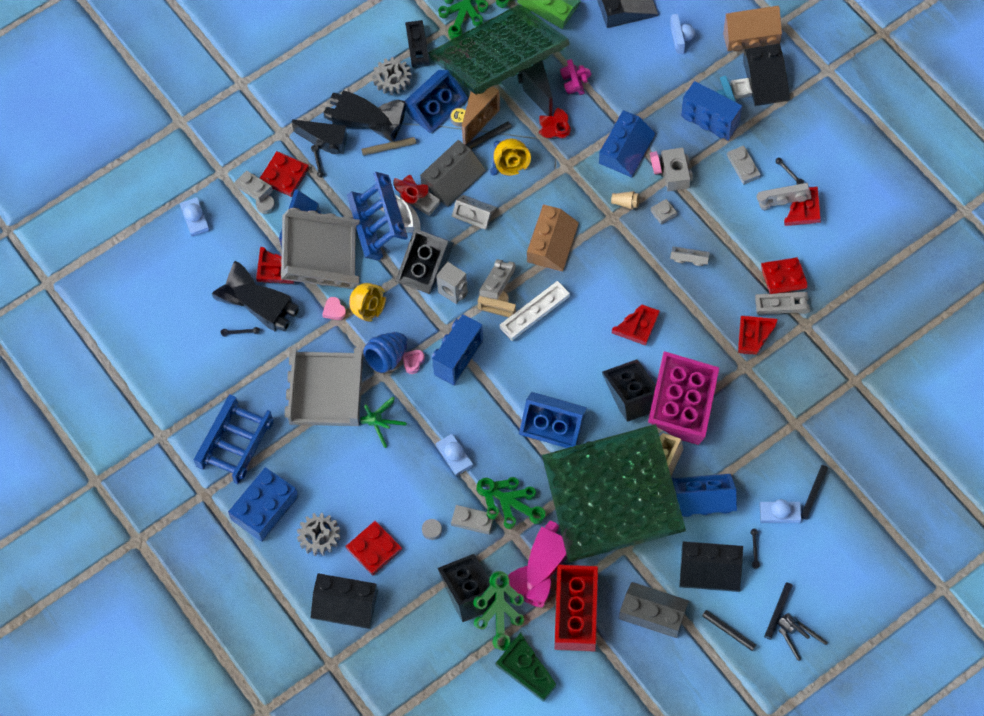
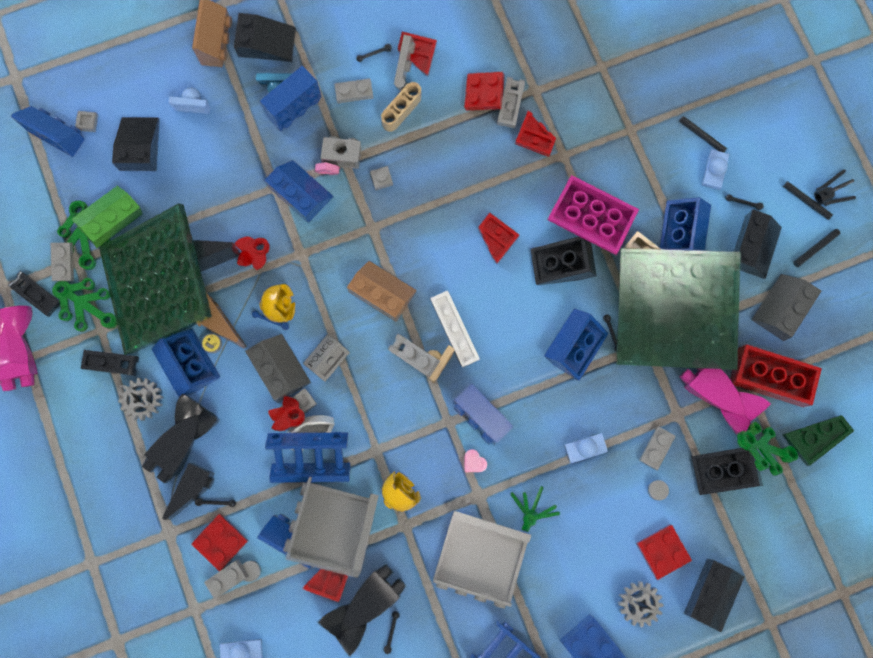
camera: 80 degrees left, 15 degrees up
(334, 309) = (395, 528): bright pink tile -> none
(385, 351) = (462, 486): blue piece -> none
(388, 146) = (222, 424): dark tan bar -> none
(424, 260) = (368, 422): black slope -> none
(452, 283) = (407, 400): light grey brick -> none
(487, 136) = (243, 321): black bar -> none
(509, 499) = (649, 410): green plant -> none
(572, 71) = (196, 218): dark pink hips -> none
(626, 199) = (359, 208): tan cone -> none
(696, 256) = (438, 167): light grey plate -> none
(735, 200) = (405, 99): none -> tan beam
(741, 88) = (269, 65): white tile -> none

